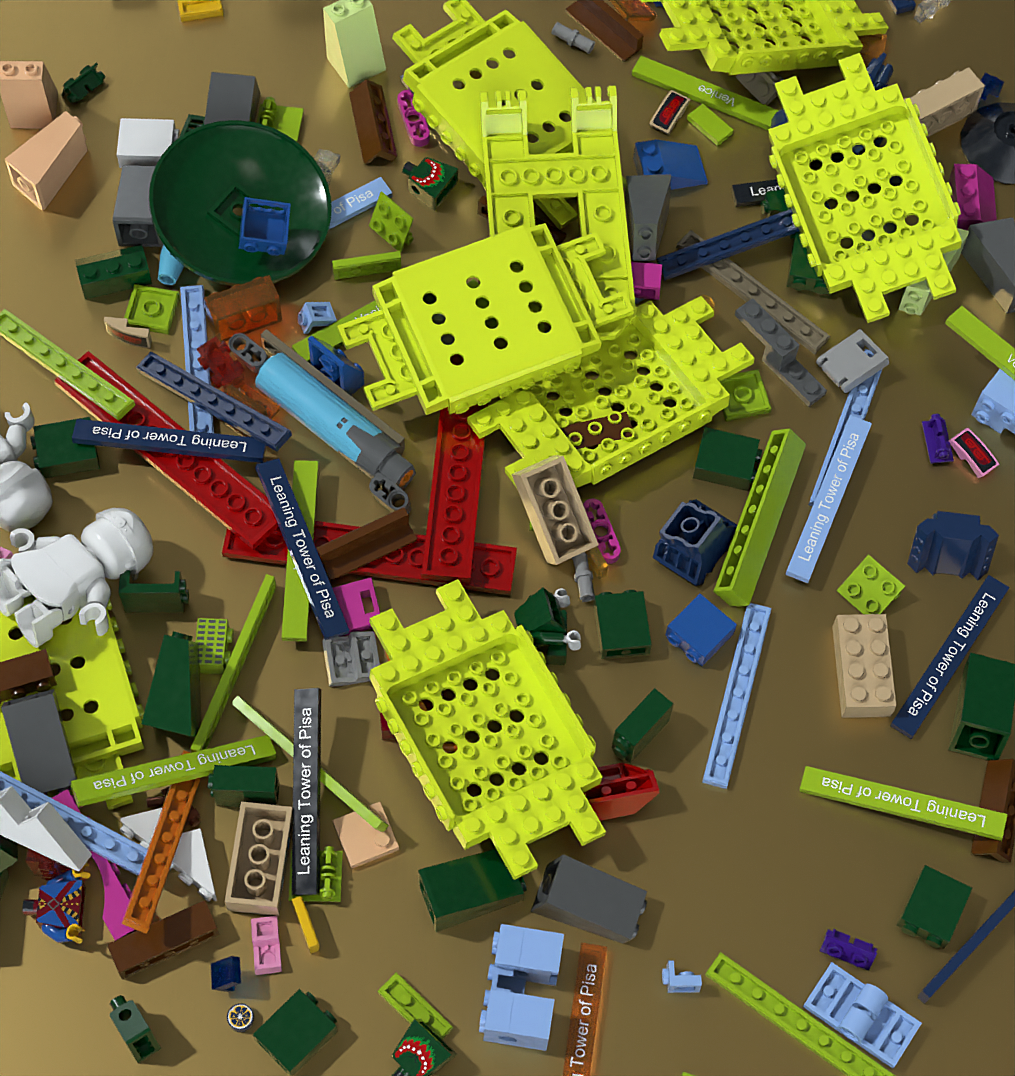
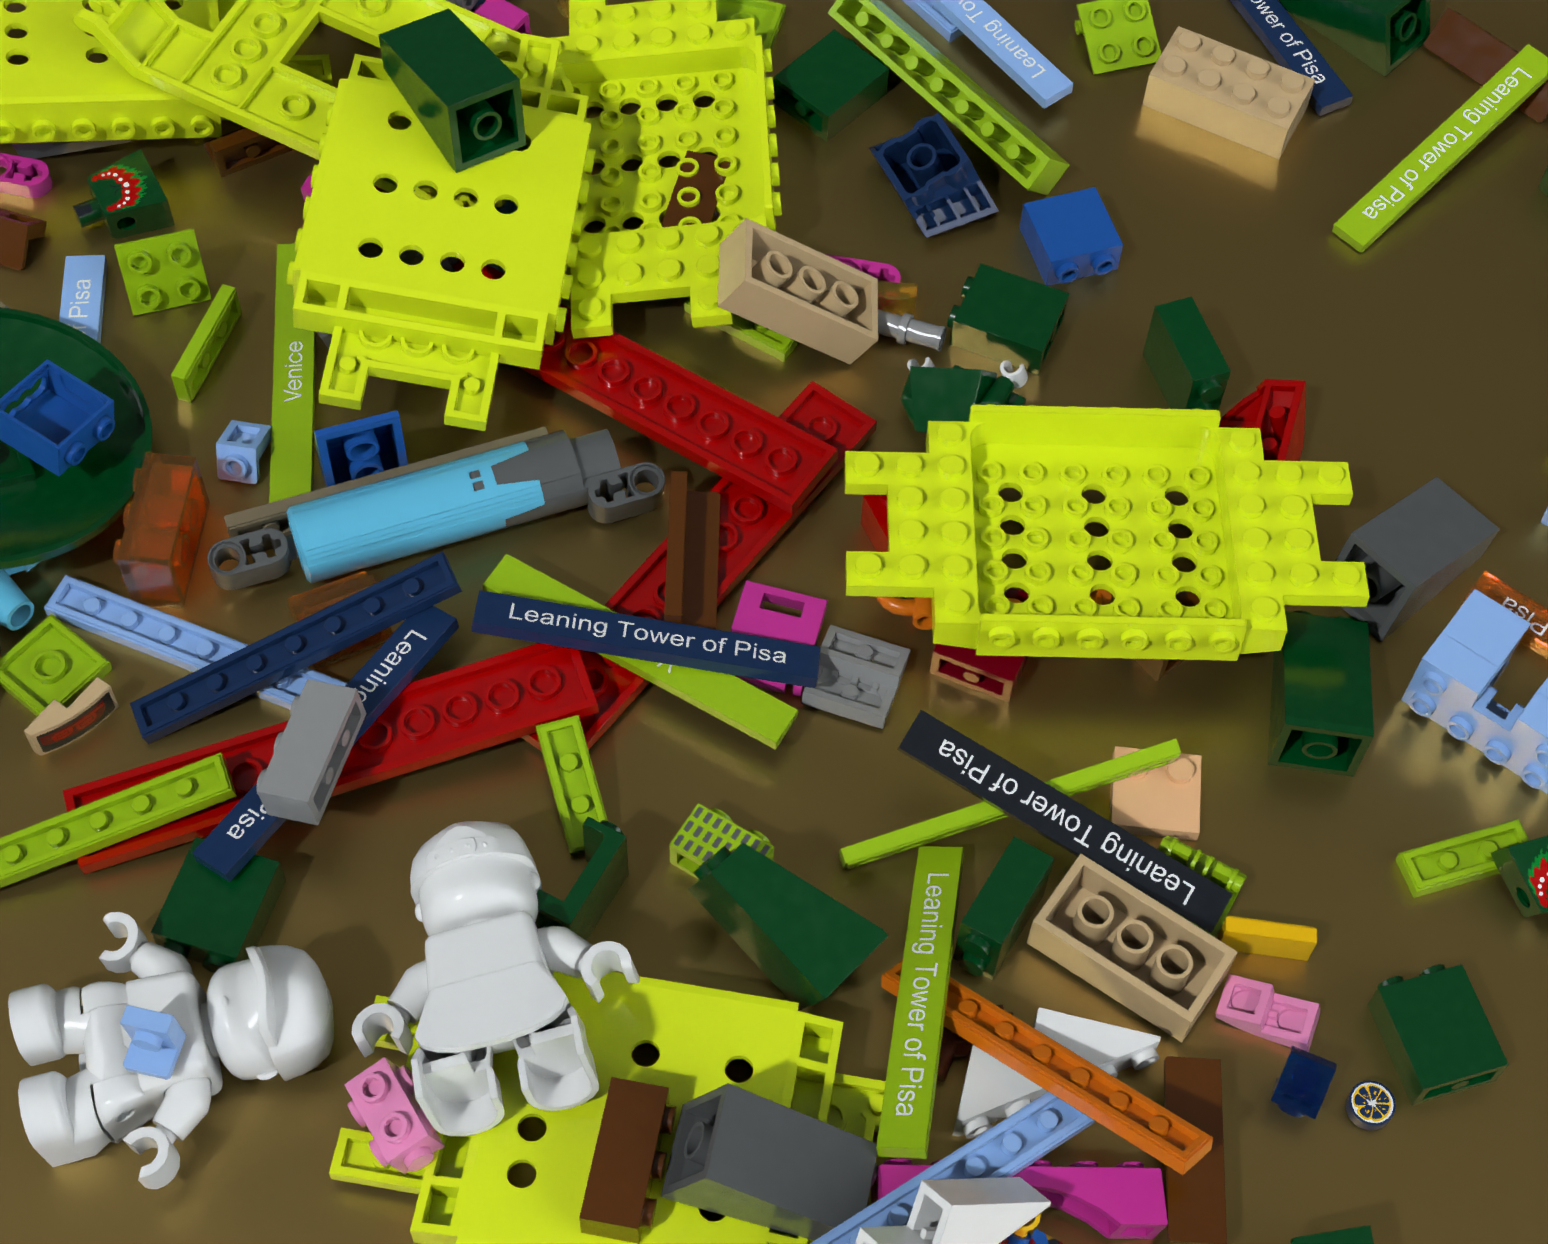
camera: 60 degrees left, 5 degrees down
(148, 436) = (311, 752): none -> light grey brick
(212, 560) = (571, 778): none -> lime tile
(215, 357) = (238, 606): clear red brick -> none
(234, 664) = (757, 816): lime tile -> none
(545, 277) = (455, 88): none -> dark green slope
(736, 696) = (1191, 252): light blue tile -> none

